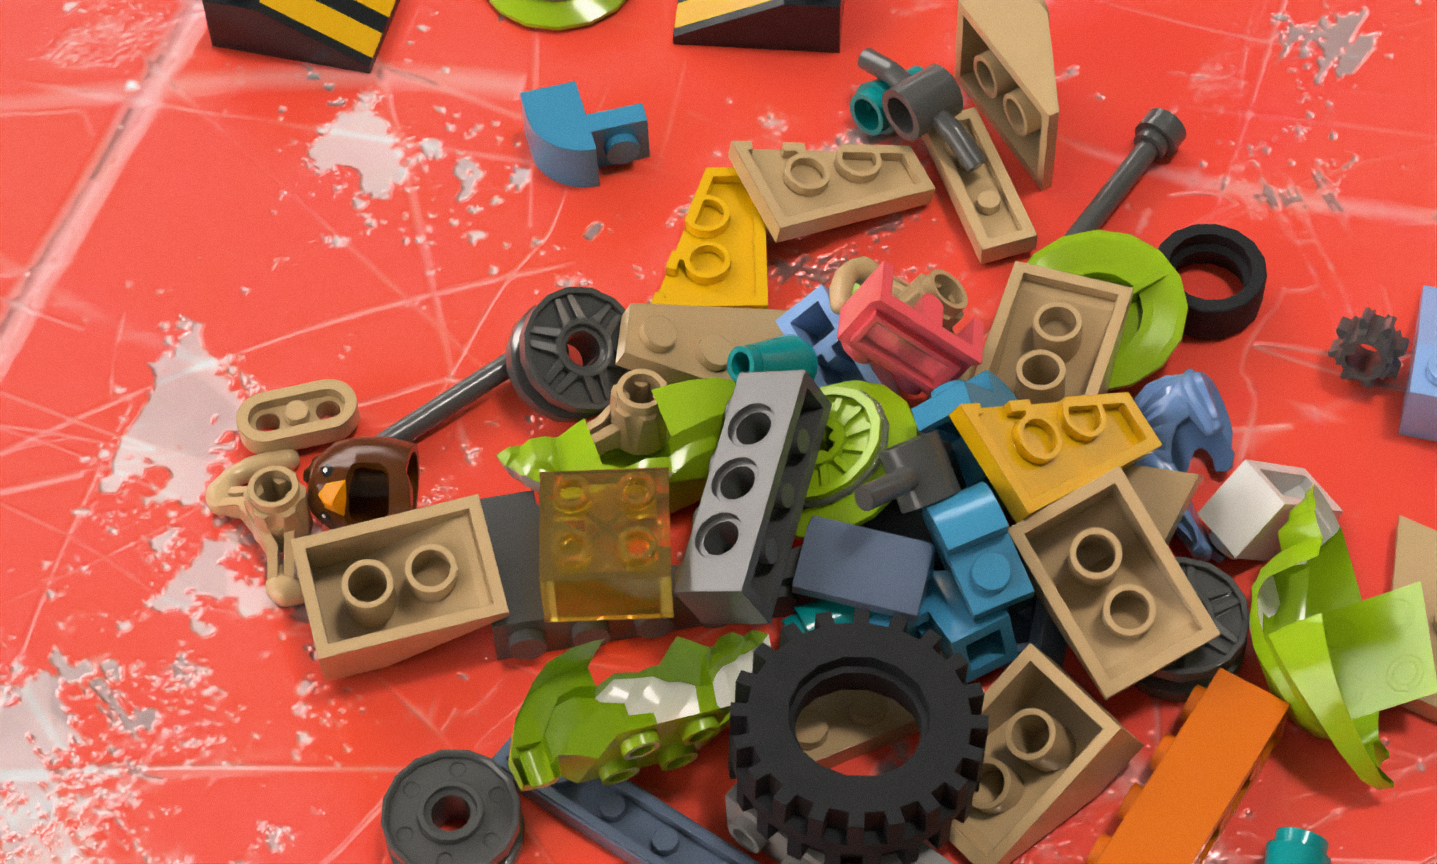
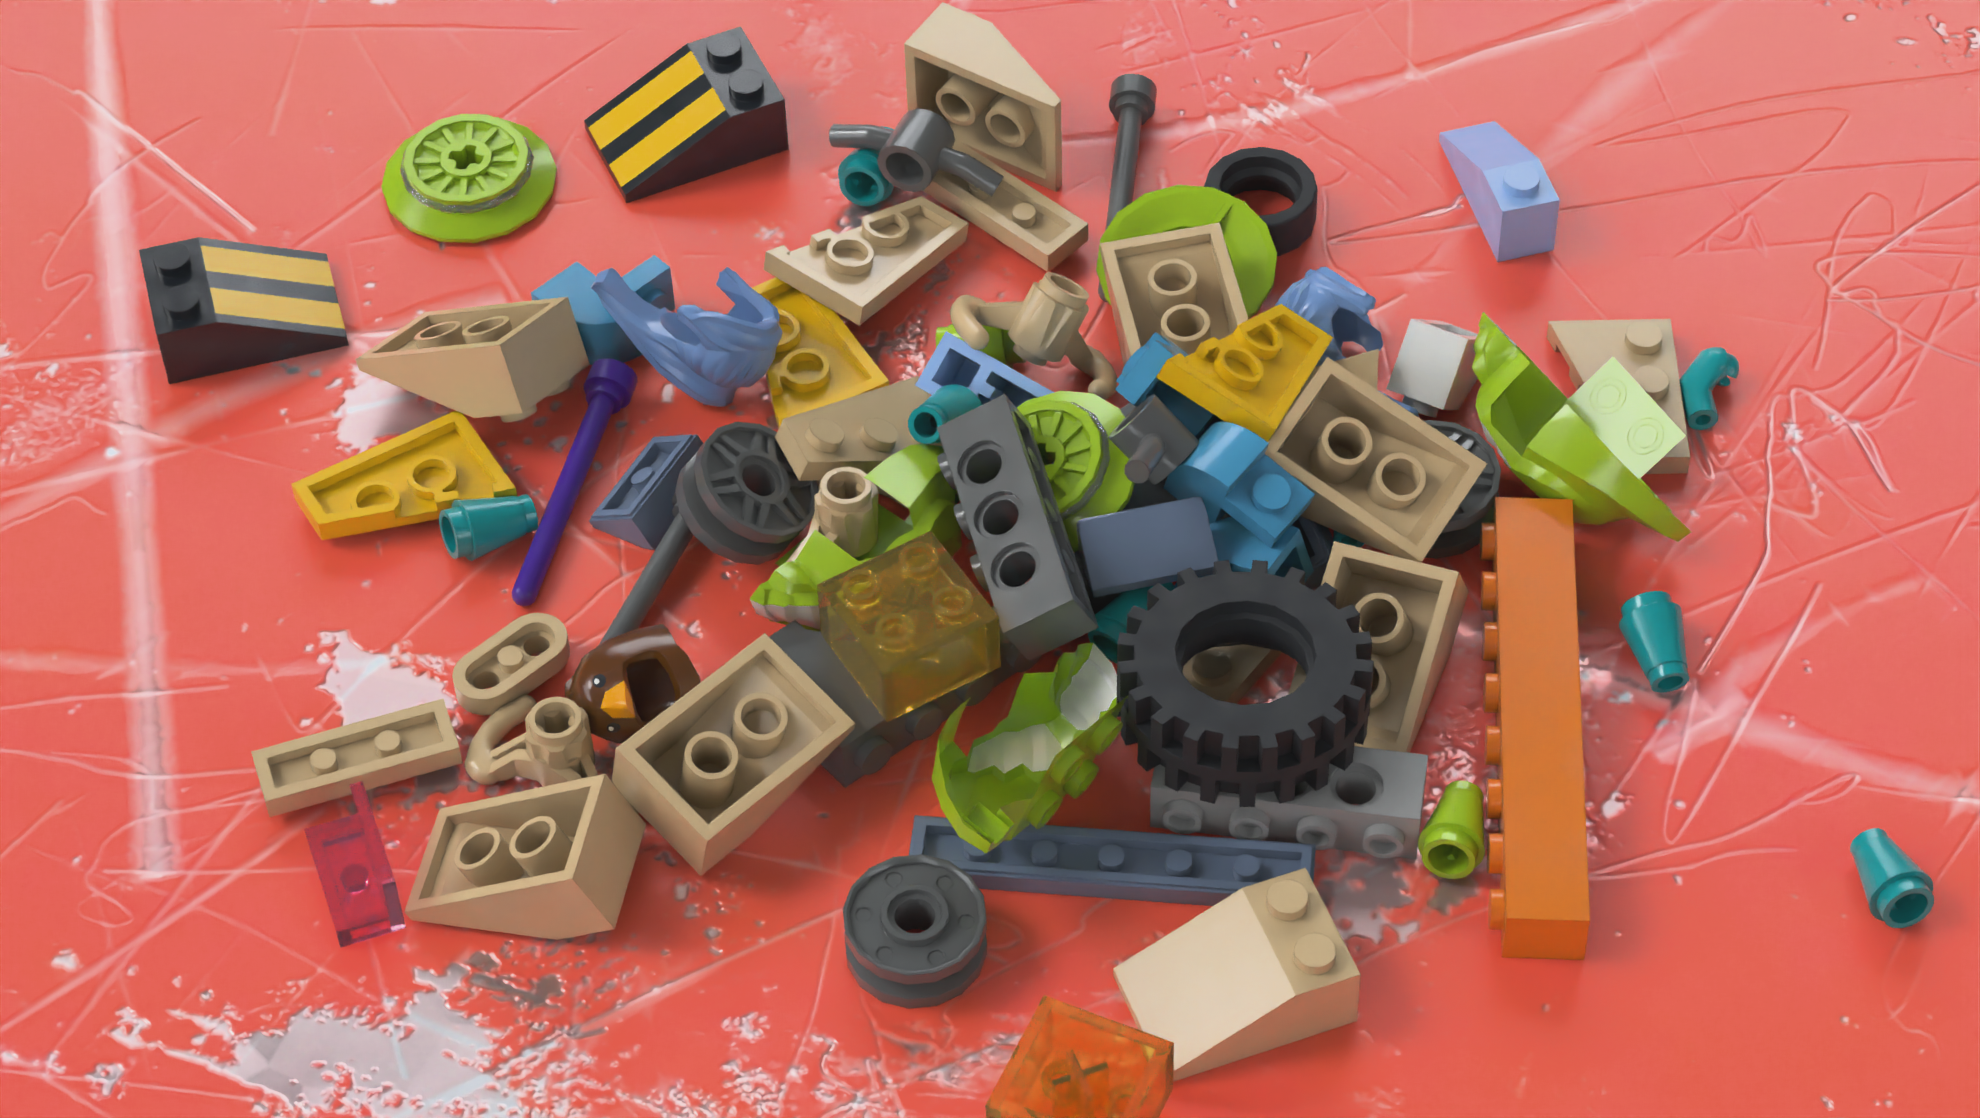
camera: 30 degrees left, 5 degrees down
(59, 543) = (356, 874): none -> clear pink panel
(125, 441) = (367, 751): none -> tan plate
(193, 604) = (531, 861): none -> tan slope
(325, 215) = (402, 480): none -> yellow wing
(361, 283) = (485, 524): none -> teal cone
(450, 134) = (484, 357): none -> tan slope
(490, 321) = (642, 499): none -> sand blue slope
(538, 206) = (607, 390): none -> dark purple piece
(625, 212) = (698, 348): none -> medium blue hair
(905, 337) = (1058, 337): coral window -> none
(1363, 363) = (1419, 202): dark grey gear -> none

